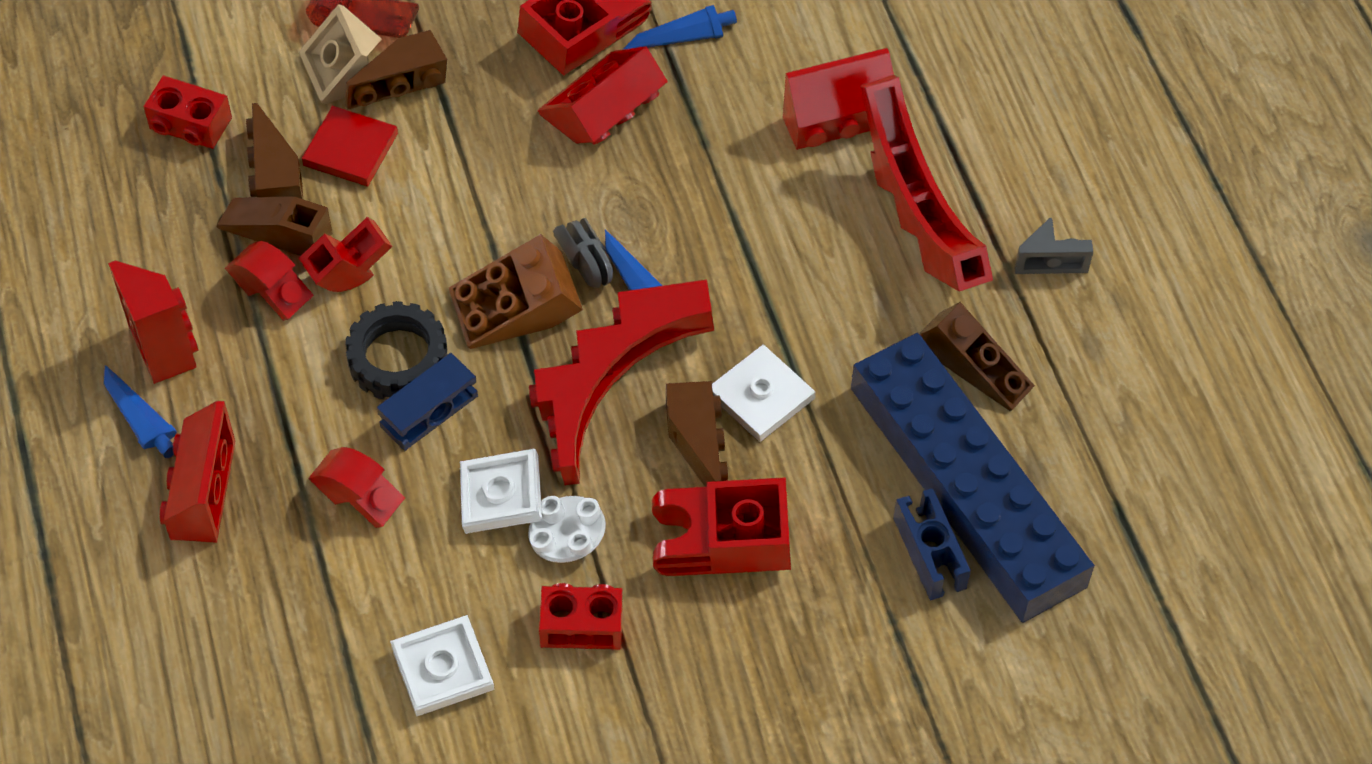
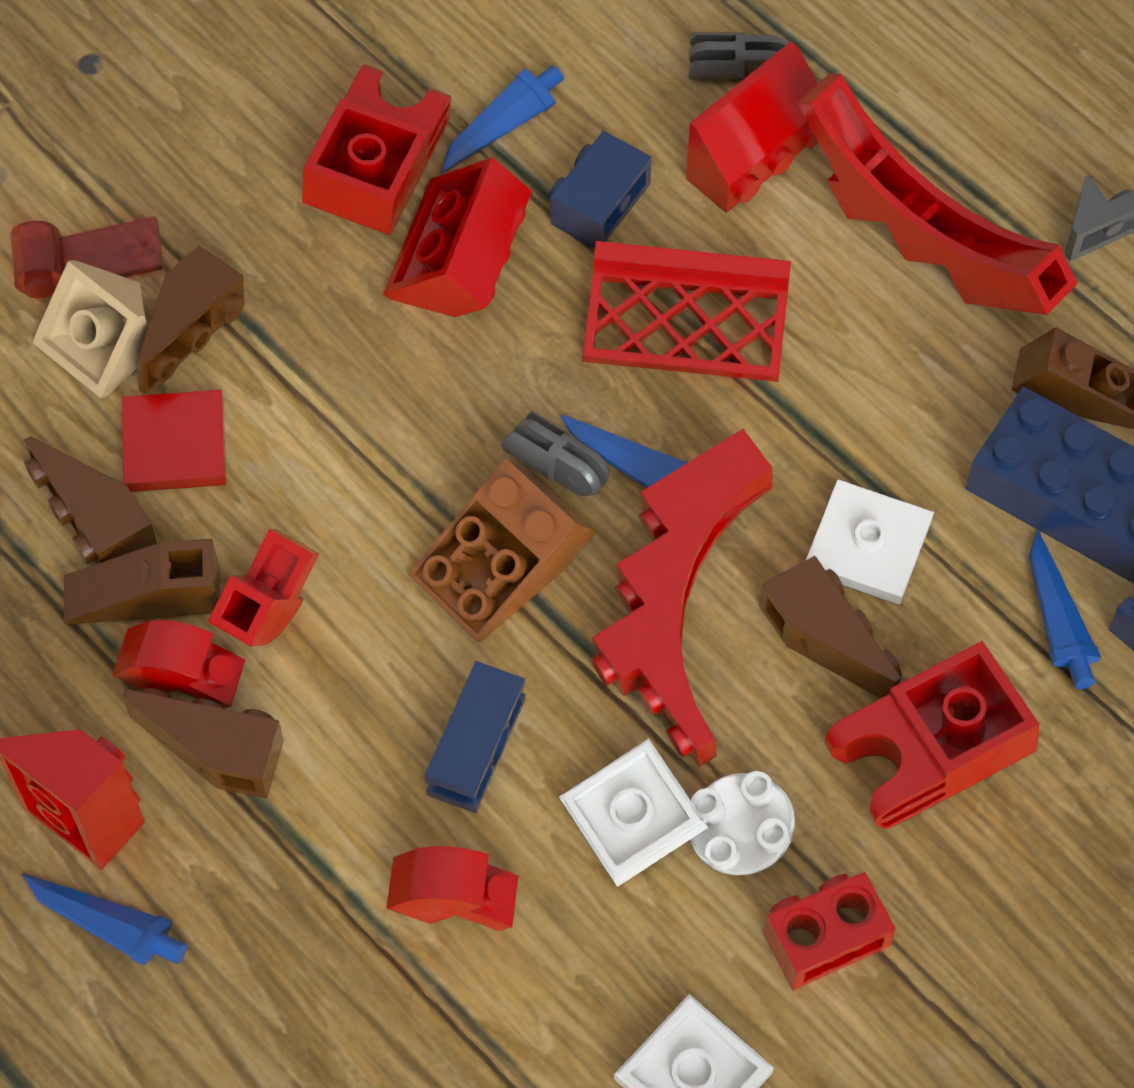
camera: 25 degrees left, 5 degrees up
(199, 475) = (243, 970): red slope -> none
(269, 340) = (221, 745): none -> reddish brown slope
(385, 320) = (382, 639): black tyre -> none
(716, 99) = (599, 189): none -> dark blue brick
(749, 178) = (701, 274): none -> red fence
(849, 42) = (729, 54): none -> dark grey arm
(861, 503) = (1065, 630): none -> blue bar

